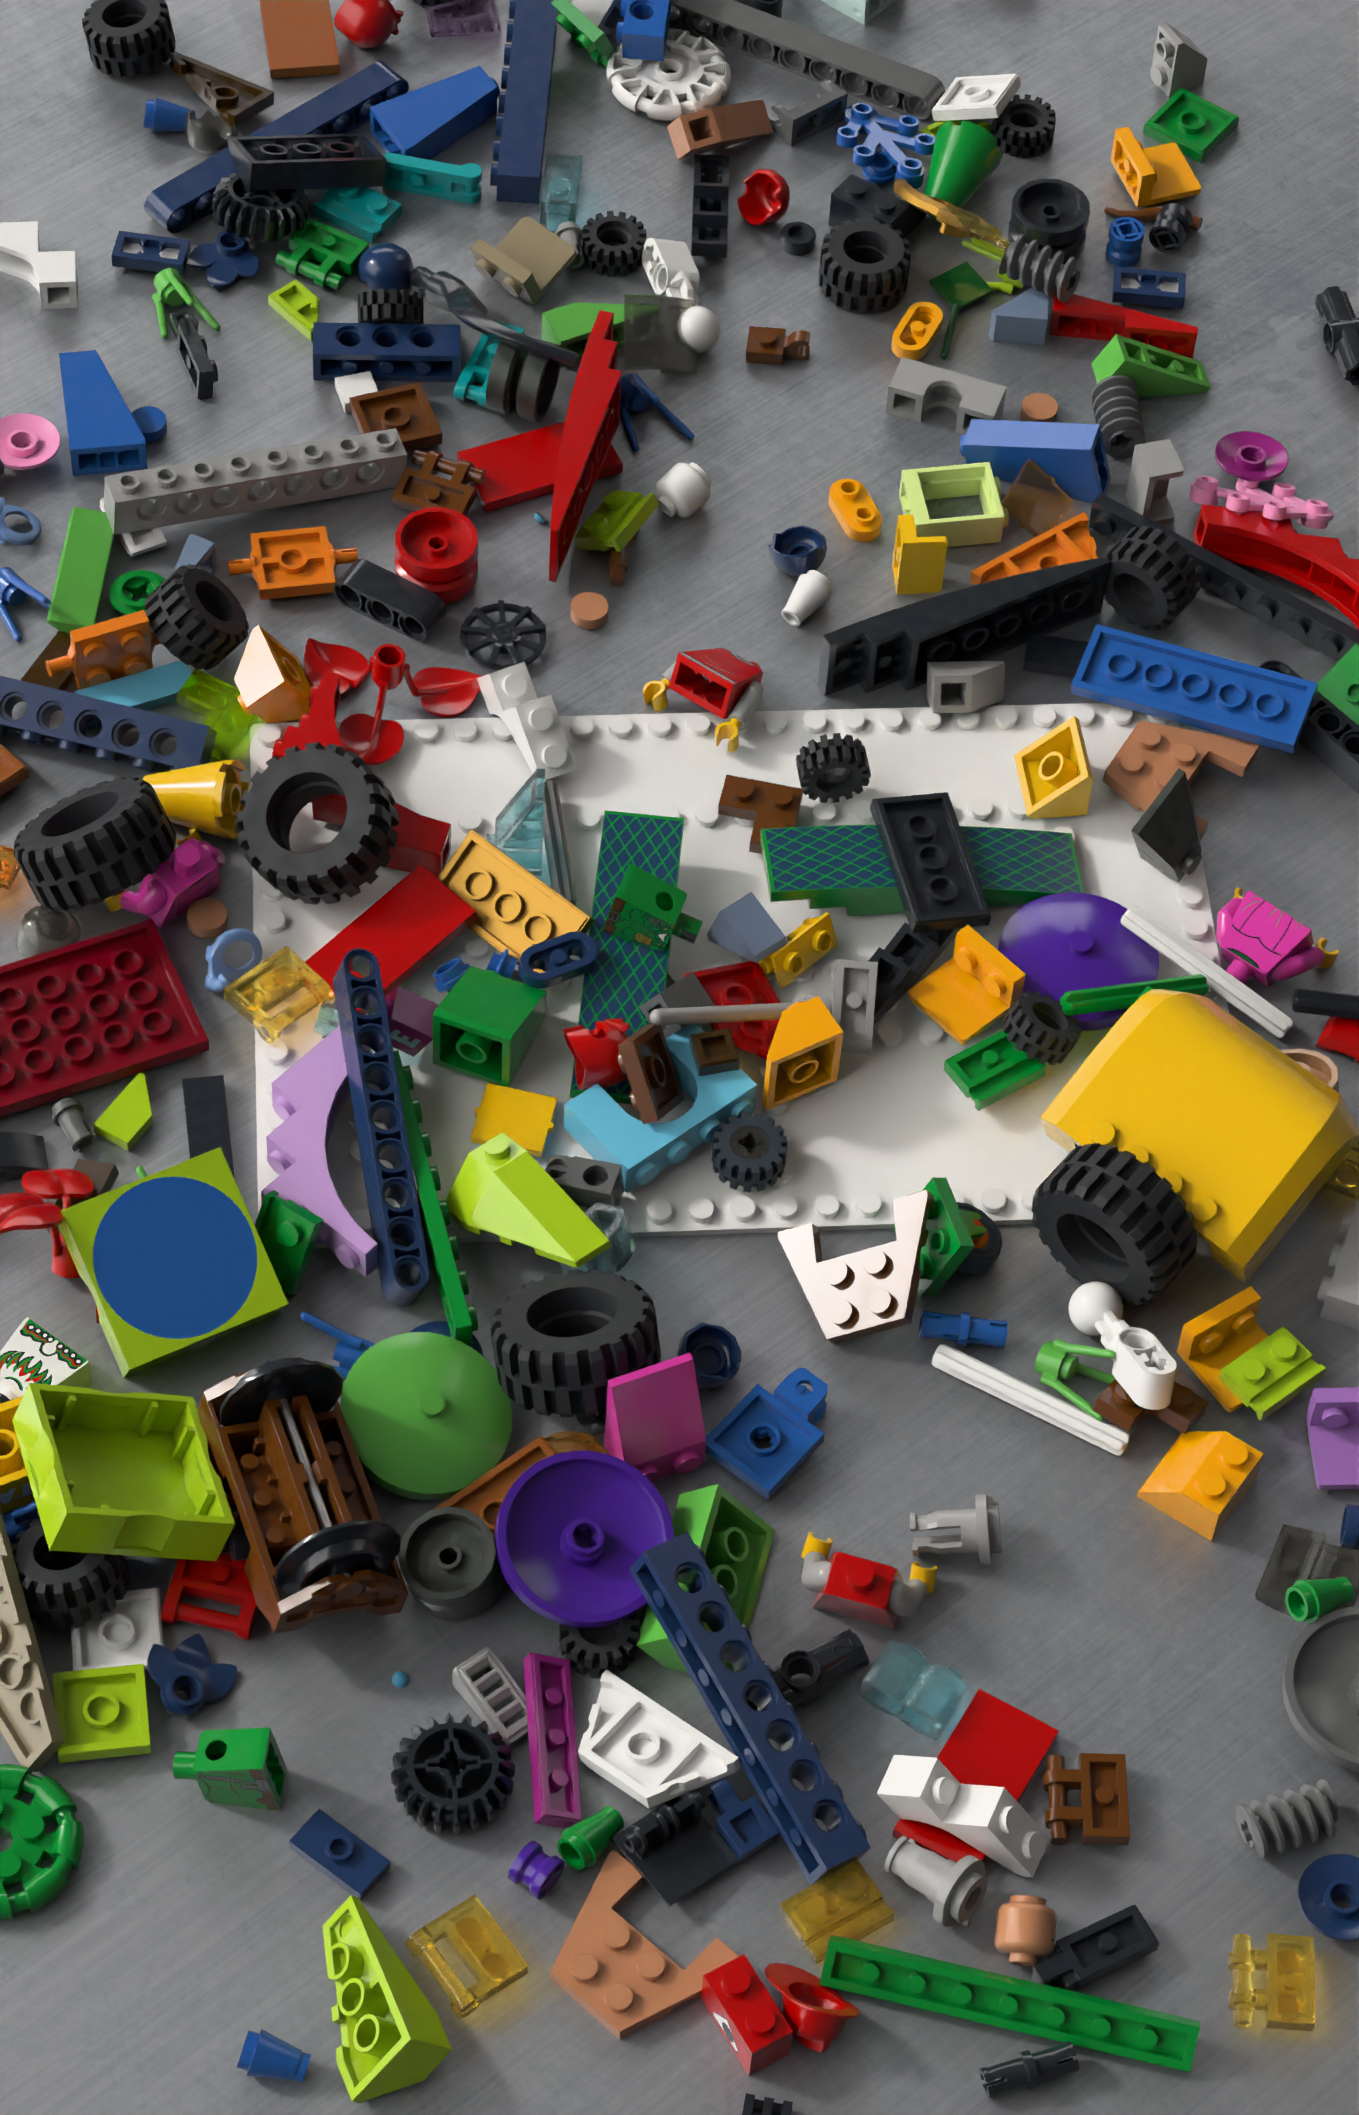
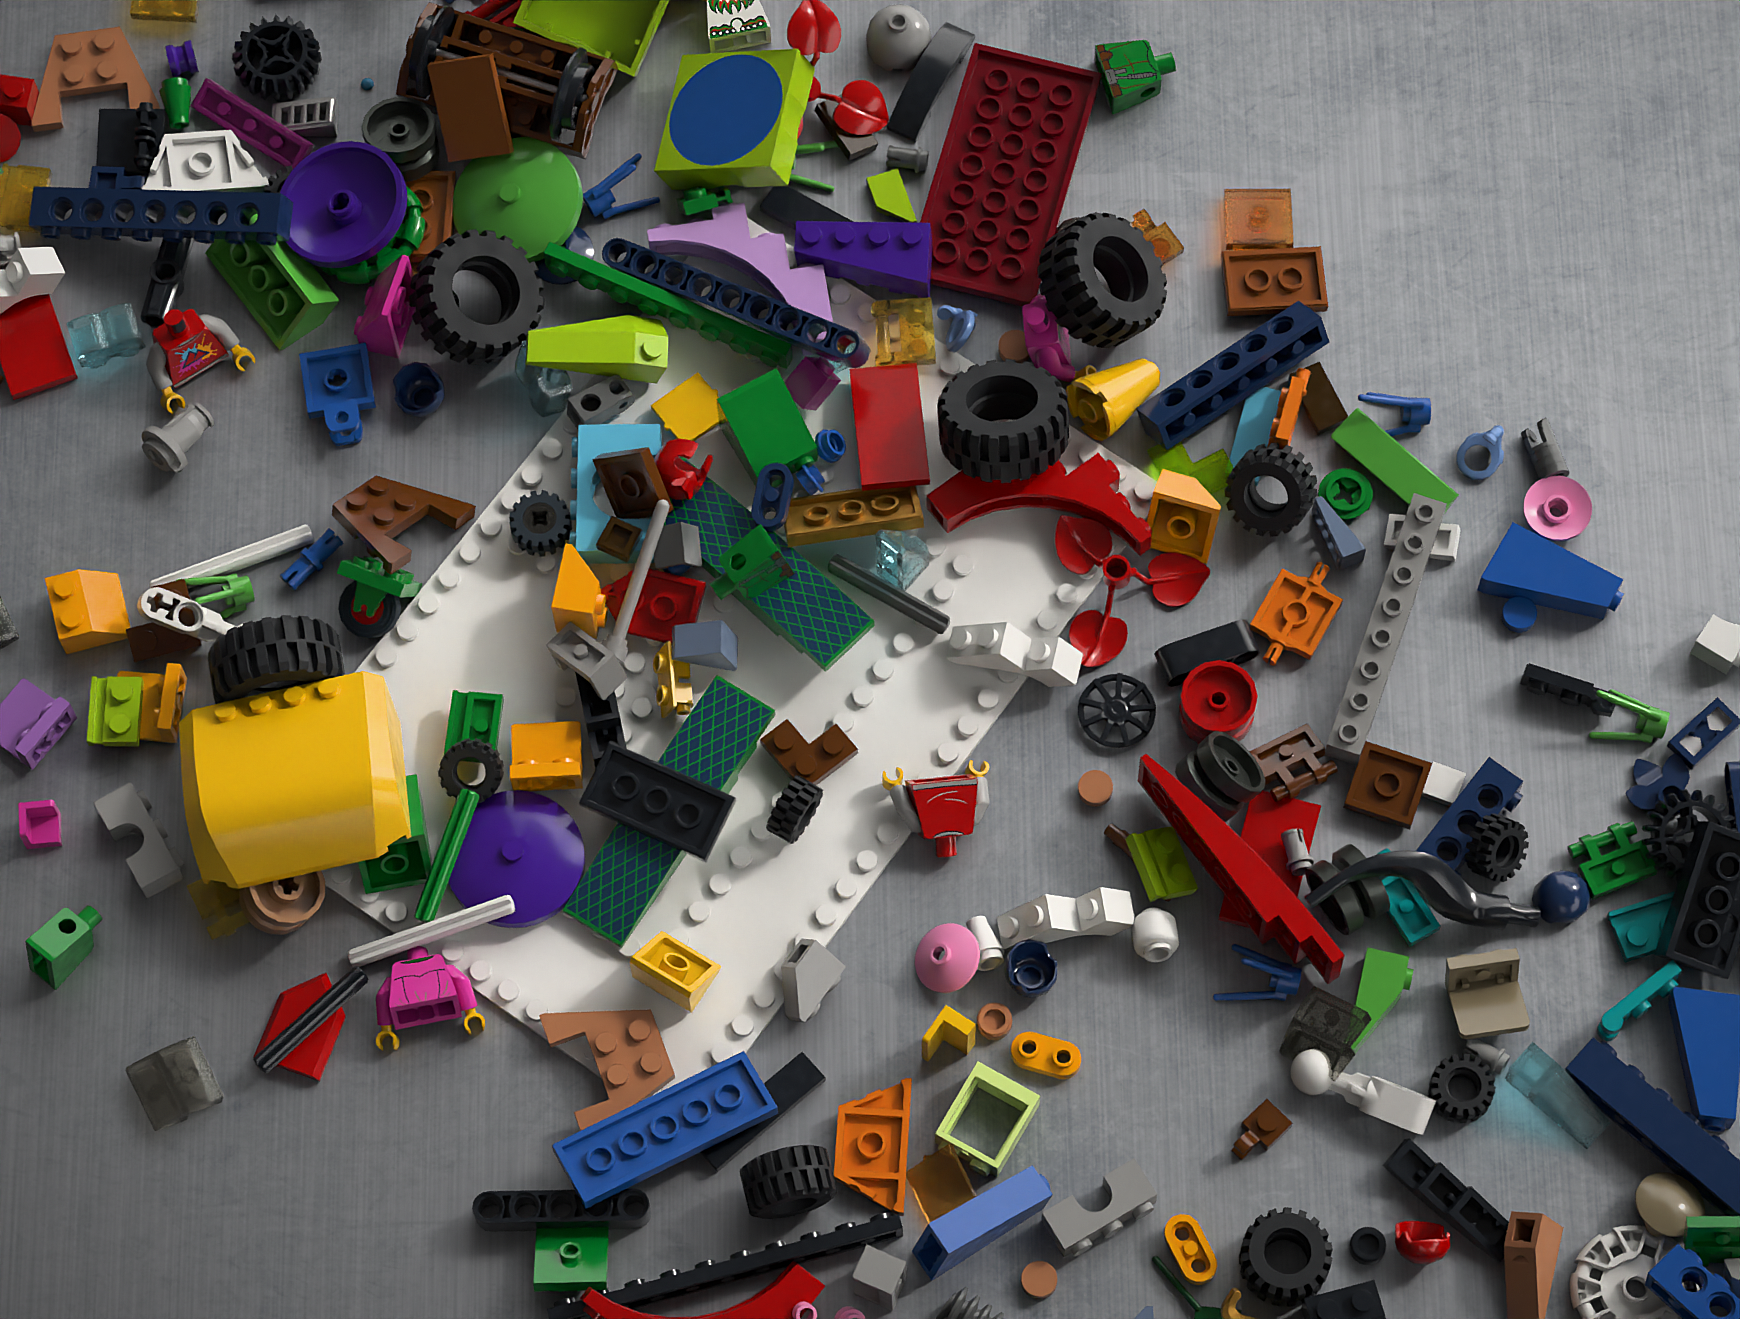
camera: 135 degrees right, 15 degrees up
(218, 1057) = (869, 252): none -> dark purple wedge
(297, 306) = (1568, 807): lime tile -> none
(372, 1483) = (470, 107): none -> dark orange tile
(508, 502) = (1221, 774): none -> pearl dark grey wheel
(527, 427) = (1296, 852): none -> light grey pin
(584, 81) = (1665, 1202): none -> dark tan dish
(740, 552) = (1059, 917): none -> white arch
(829, 601) = (958, 963): none -> bright pink dish
(861, 559) = (994, 1021): none -> nougat tile
(960, 626) = (856, 1006): black slope -> none
(1169, 830) = (546, 989): pearl dark grey slope -> none

